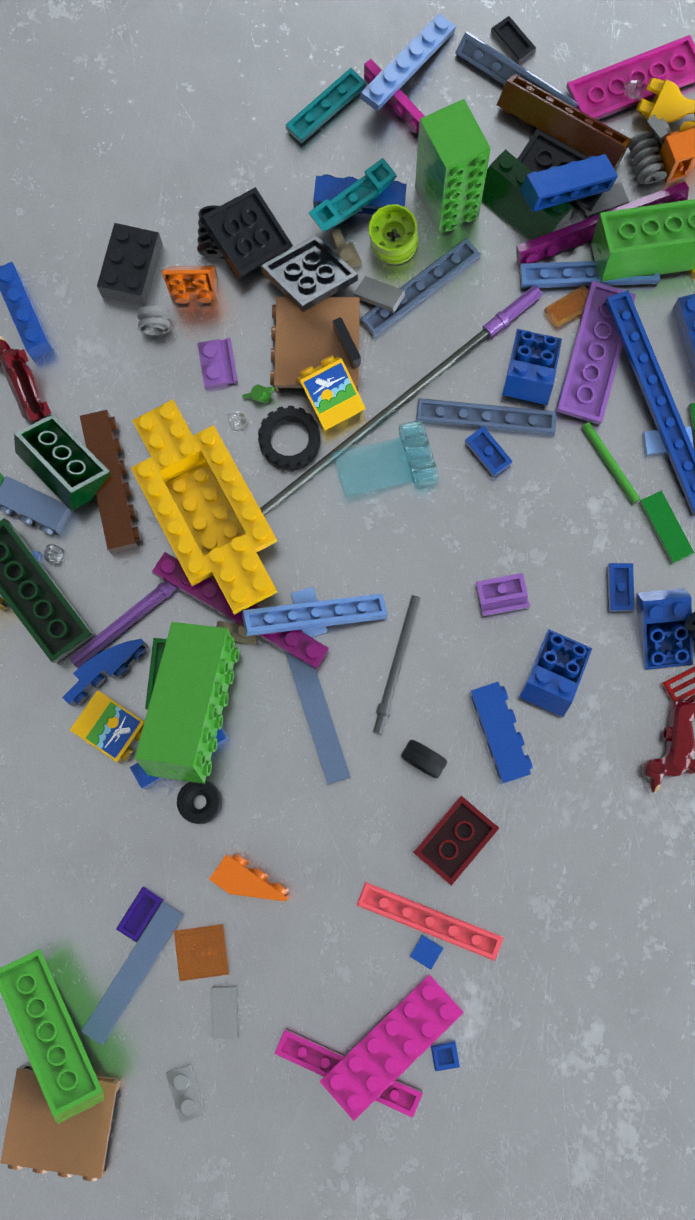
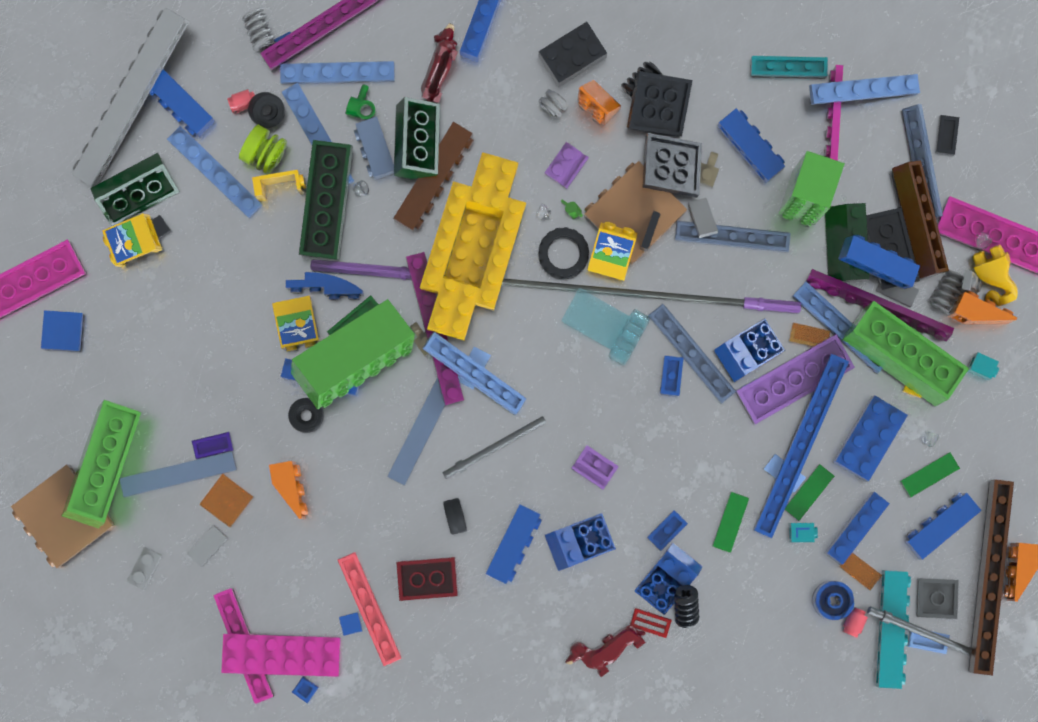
camera: 40 degrees right, 5 degrees up
(355, 197) = (743, 145): teal slope -> none
(389, 223) = (747, 179): lime wheel -> none
(610, 462) = (737, 452): bright green bar -> none

